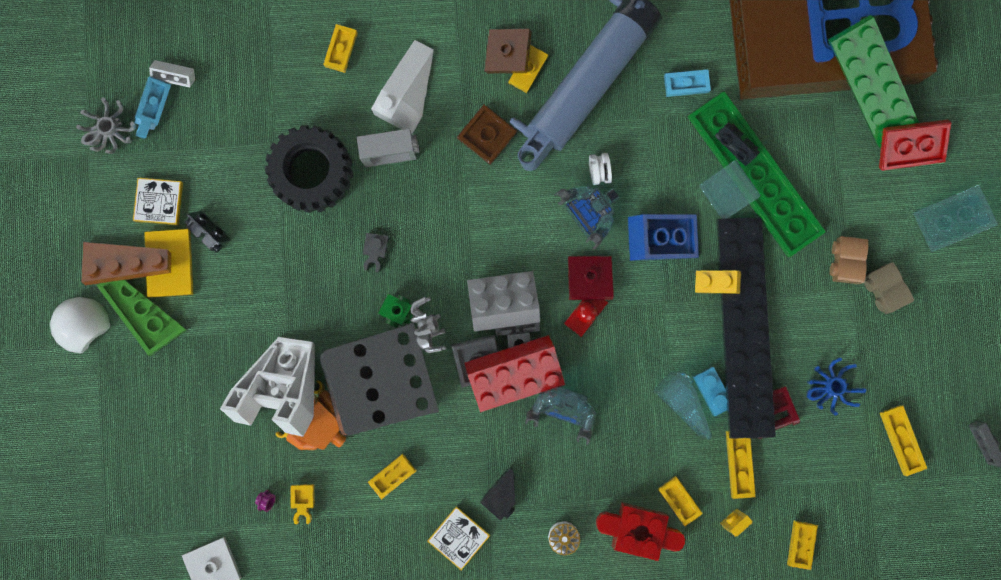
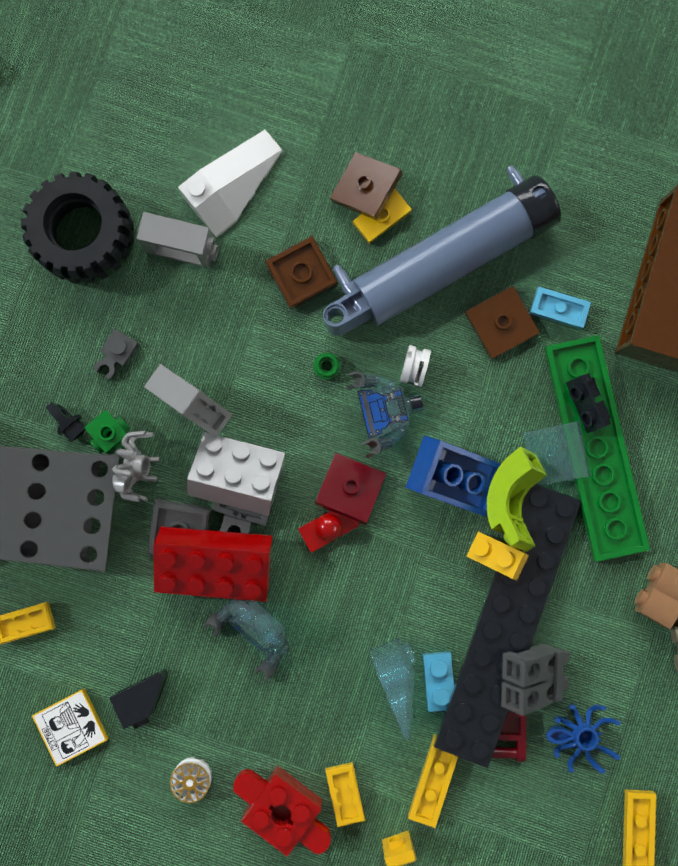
camera: 25 degrees right, 0 degrees up
(340, 48) = (175, 104): yellow plate -> none
(365, 318) = (69, 426): none -> black piece
(447, 261) = (188, 400): none -> light grey window
(534, 189) = (326, 357): none -> green plate
(649, 111) = (502, 322): none -> reddish brown plate
(706, 233) = (506, 495): none -> lime arch
(781, 358) = (533, 678): none -> dark grey hips

